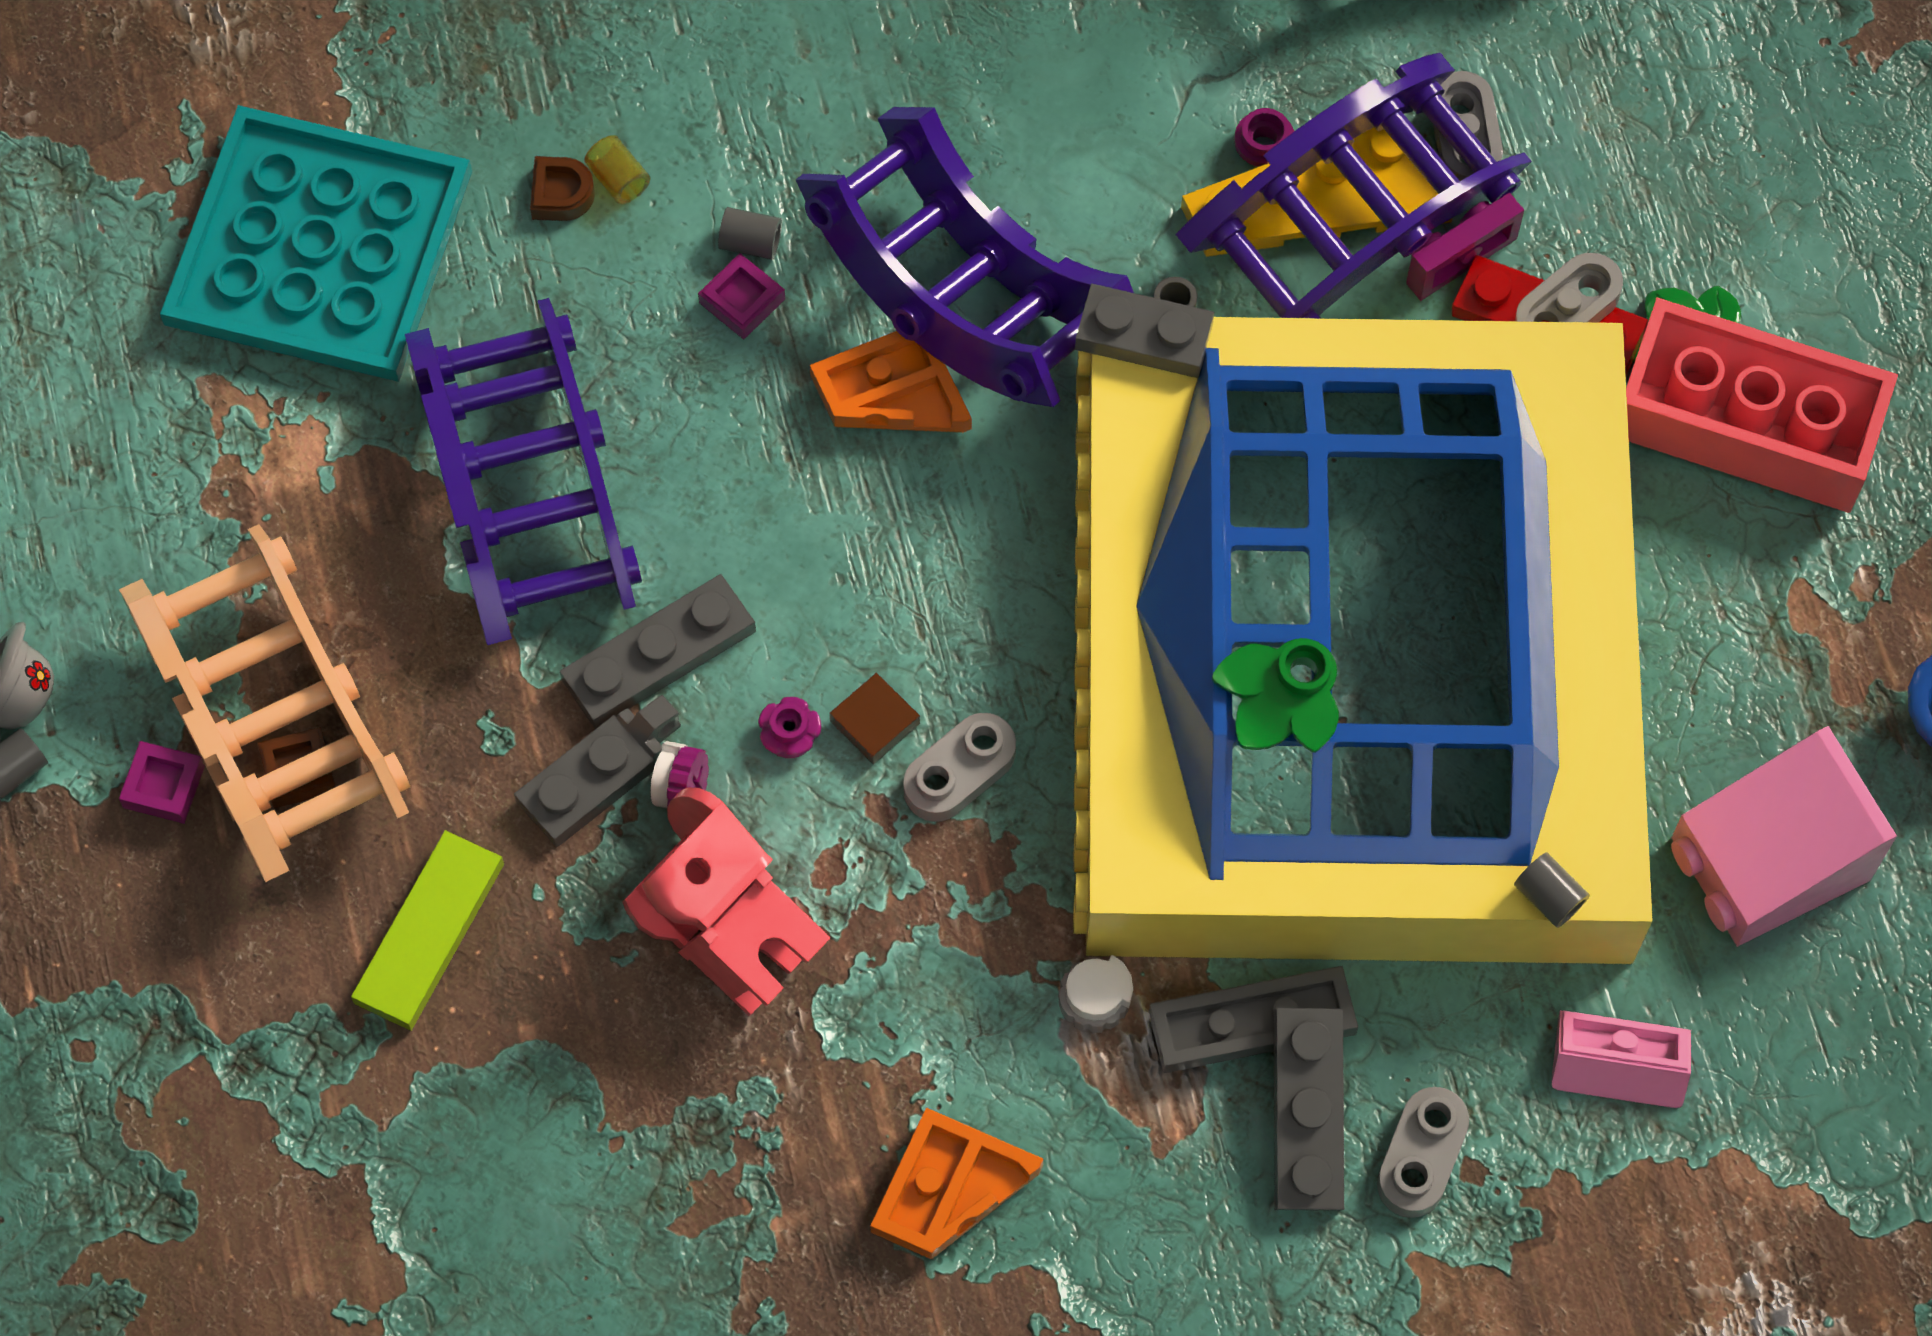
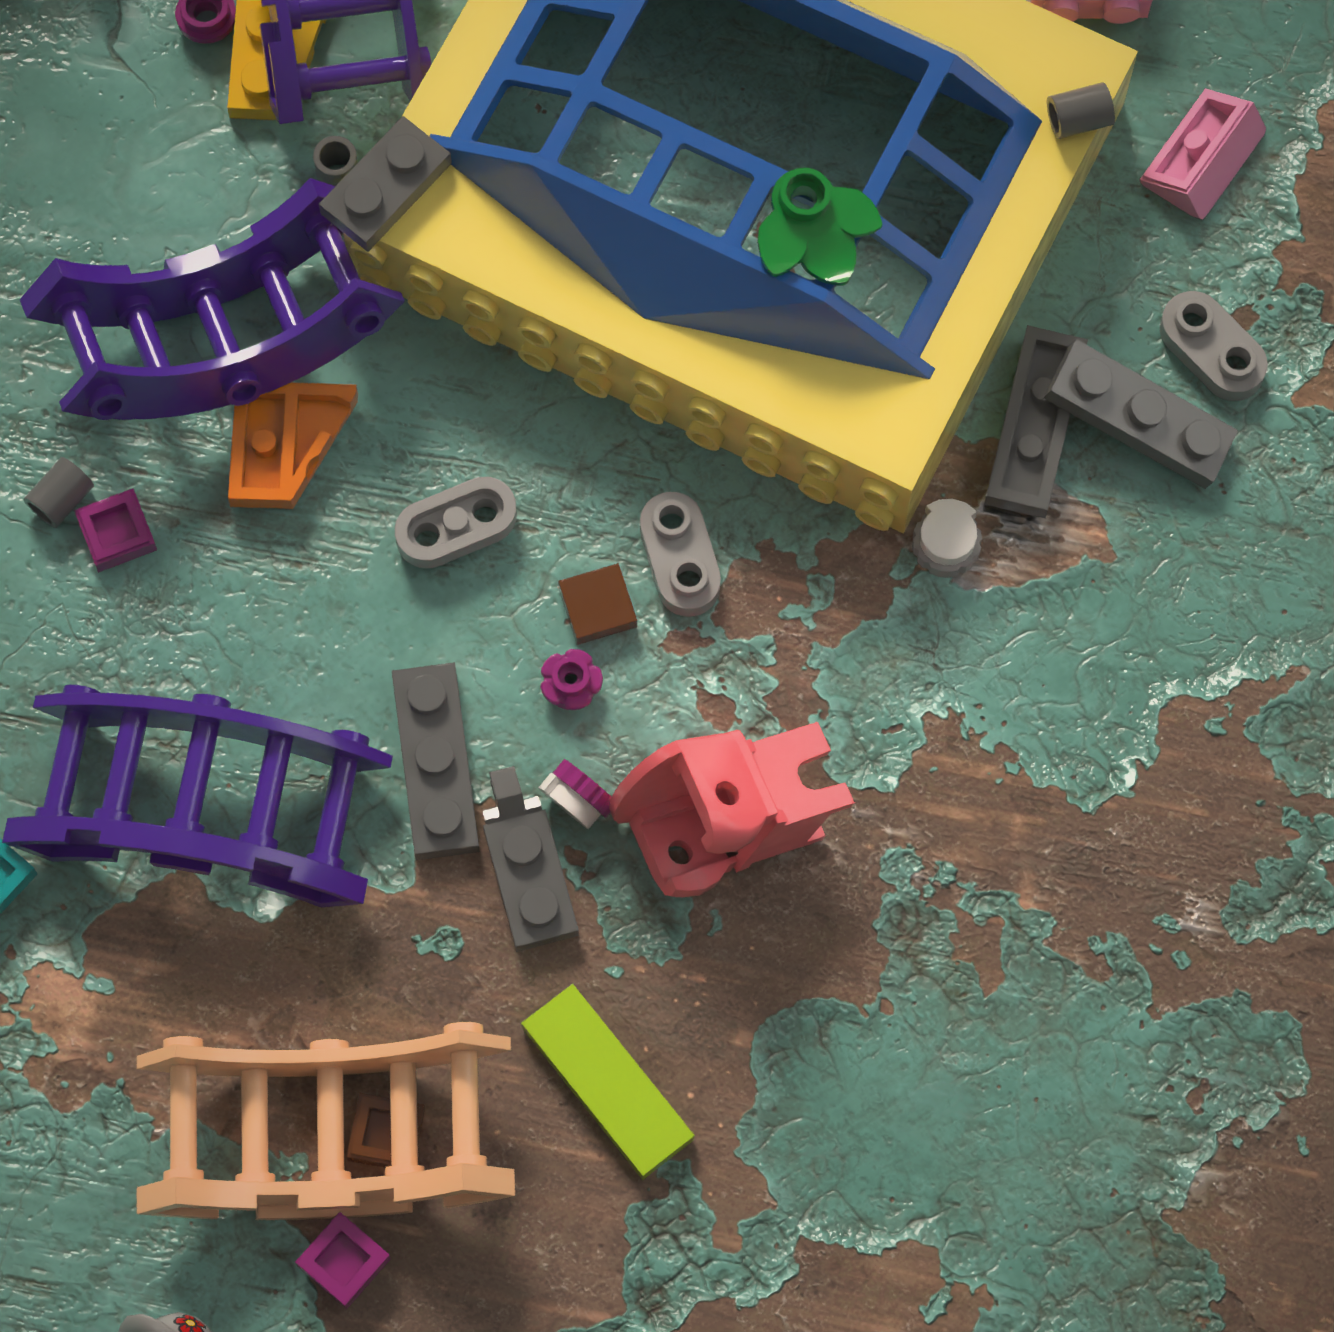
camera: 65 degrees left, 5 degrees up
(890, 564) = (453, 520): none -> light grey plate
(949, 1184) = (1064, 739): orange wing -> none

